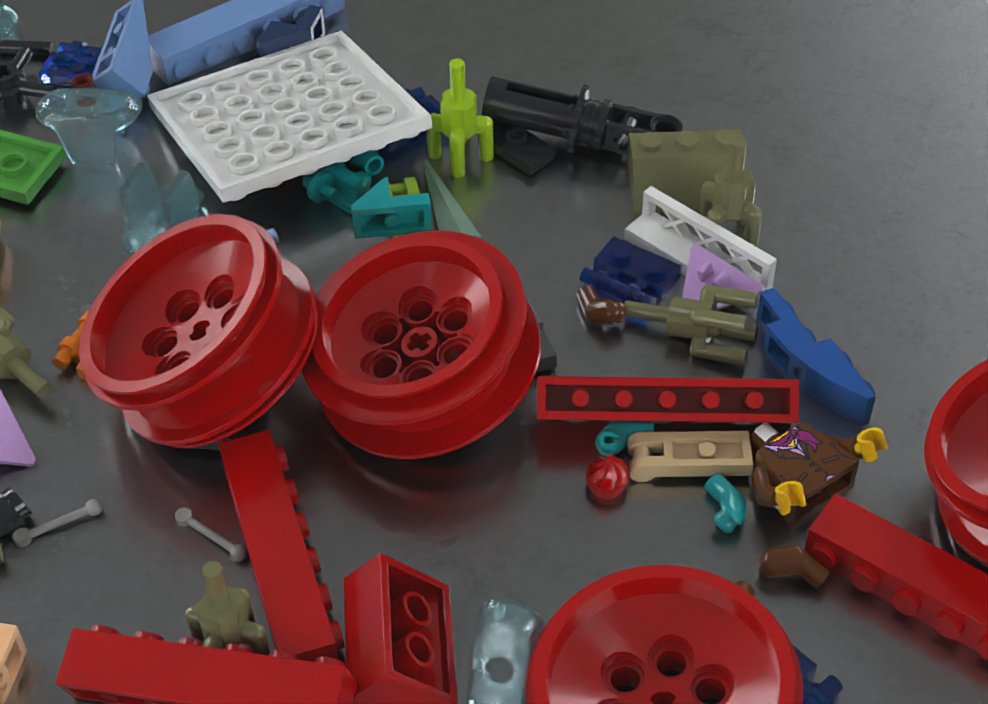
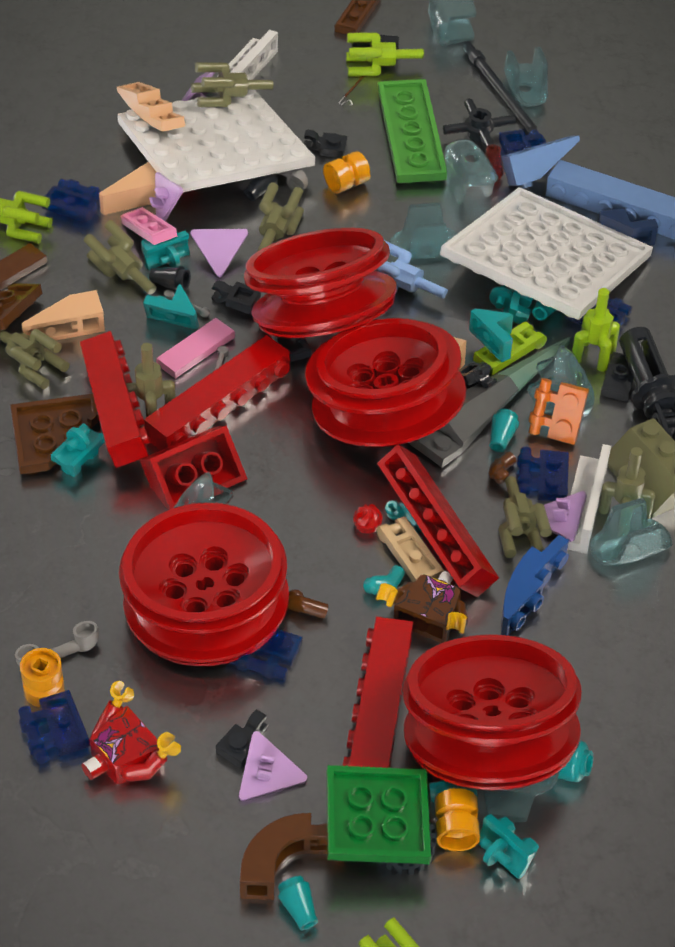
camera: 60 degrees right, 0 degrees up
(77, 530) = (174, 311): none -> teal slope
(99, 451) = (236, 297): none -> black plate
(157, 547) = (195, 348): none -> bright pink tile
(500, 176) = (563, 368): none -> clear light blue piece
(540, 279) = (503, 428): none -> teal cone
(568, 207) = (567, 412): none -> orange plate
(792, 227) = (629, 535): none -> clear light blue piece
(792, 560) = (358, 624): reddish brown arm -> none

